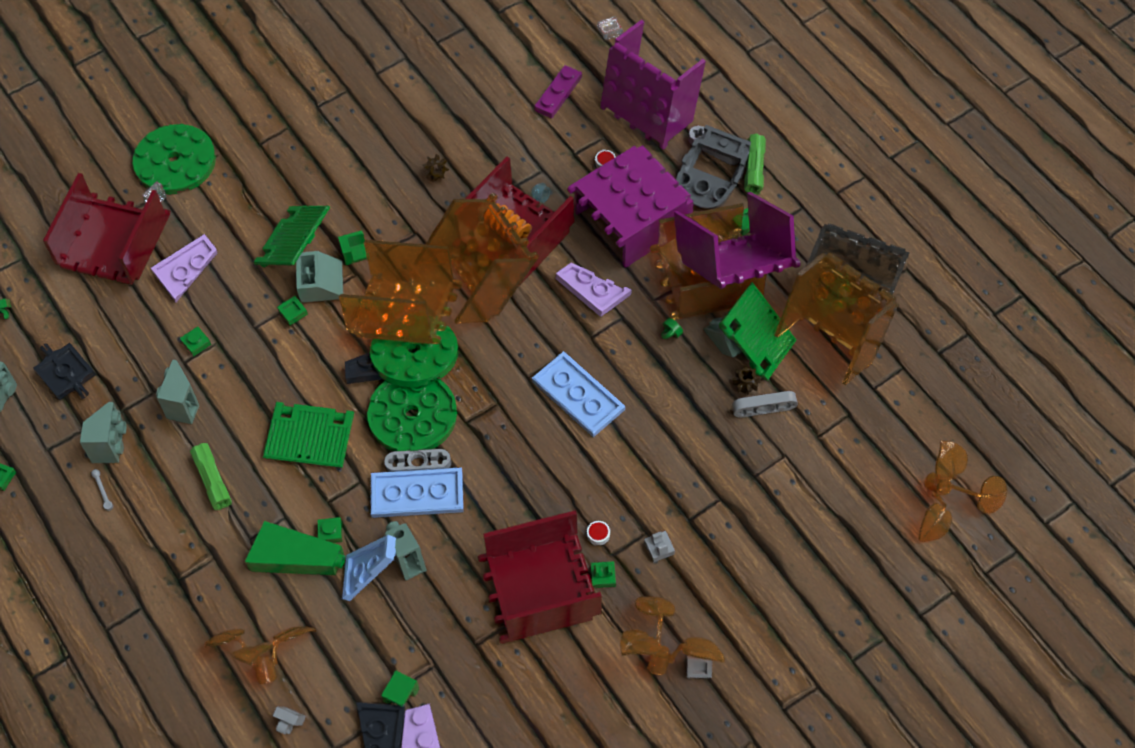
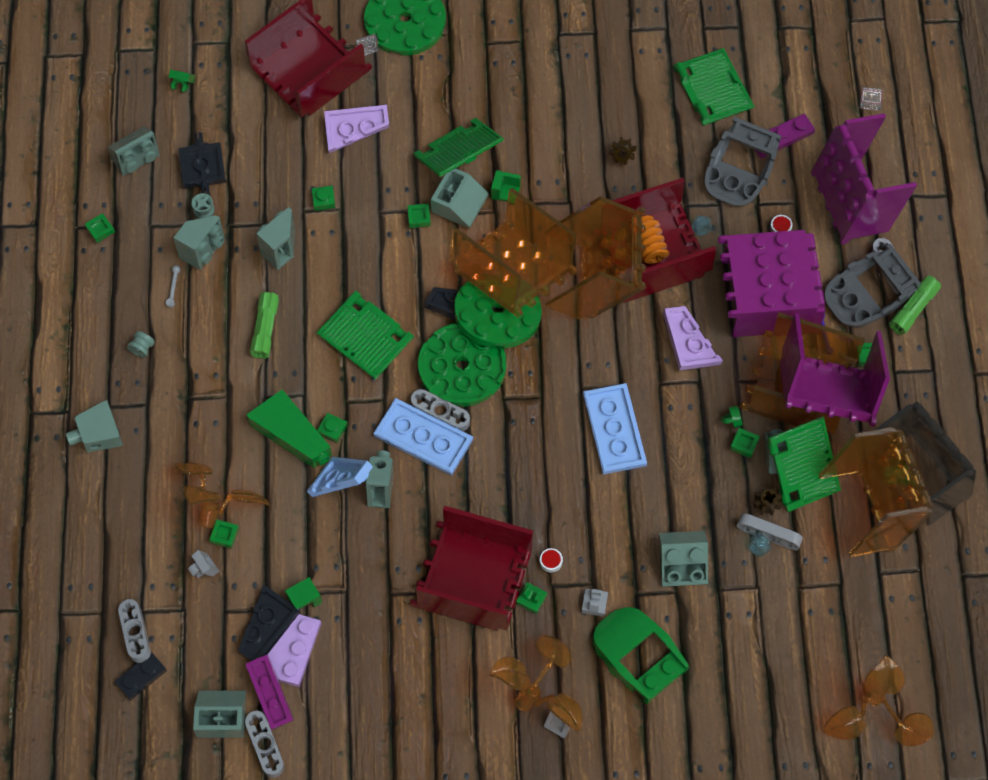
camera: 30 degrees right, 5 degrees up
(83, 401) = (200, 201): none -> sand green wheel
(103, 556) = (140, 344): none -> sand green wheel
(107, 655) = (96, 429): none -> sand green torso
(290, 679) = (224, 534): none -> green plate
(475, 81) = (713, 86): none -> green window
(542, 148) = (734, 184): none -> dark grey slope
(694, 344) = (744, 442): none -> green plate
(701, 558) = (620, 635): none -> green slope
(709, 465) = (683, 558): none -> sand green slope
(763, 420) = (759, 545): none -> clear light blue plate

